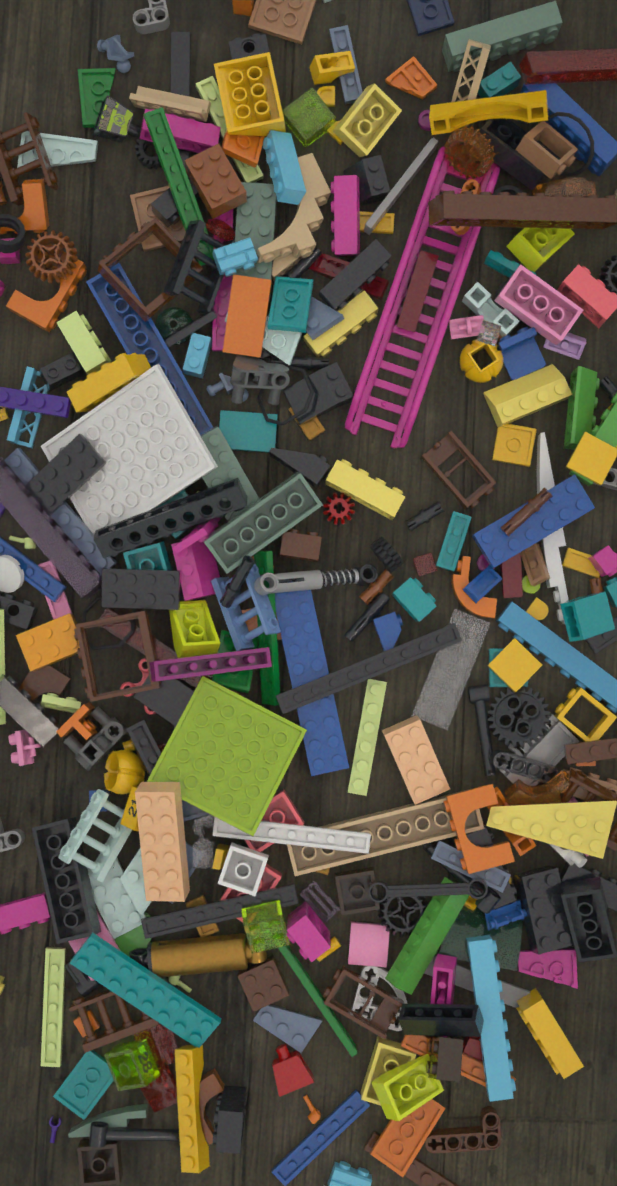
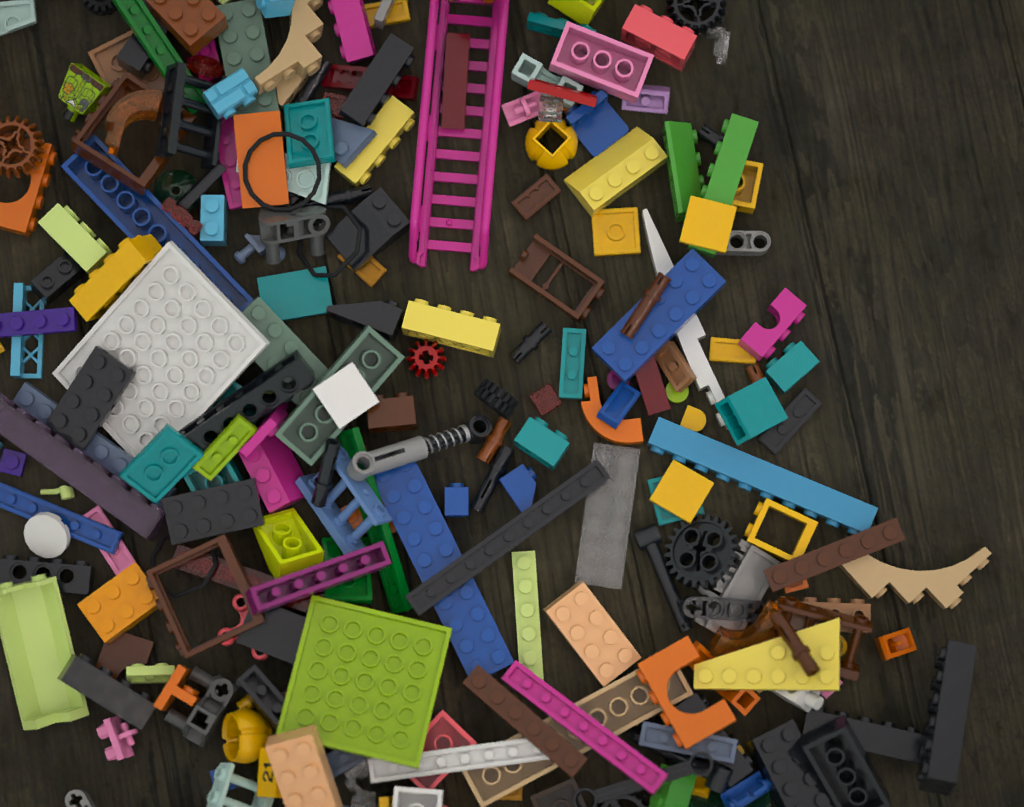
camera: 15 degrees left, 5 degrees down
(108, 541) = (161, 463): none -> teal tile
(117, 225) = (82, 91): none -> lime torso
(151, 248) = (130, 108): none -> clear orange arch
(161, 541) = (225, 447): none -> lime tile
(172, 346) = (181, 216): none -> clear red axle
(268, 524) = (345, 395): none -> white tile
(290, 335) = (245, 171): none -> black piece
(317, 286) = (337, 101): none -> clear red tile
(335, 627) = (456, 501): none -> blue brick
(346, 818) = (525, 721): none -> reddish brown plate
(392, 835) = (585, 727): none -> dark pink plate
(458, 401) = (536, 197): none -> reddish brown plate
(501, 321) = (562, 92): none -> red tile
(579, 820) = (799, 651): none -> reddish brown pin

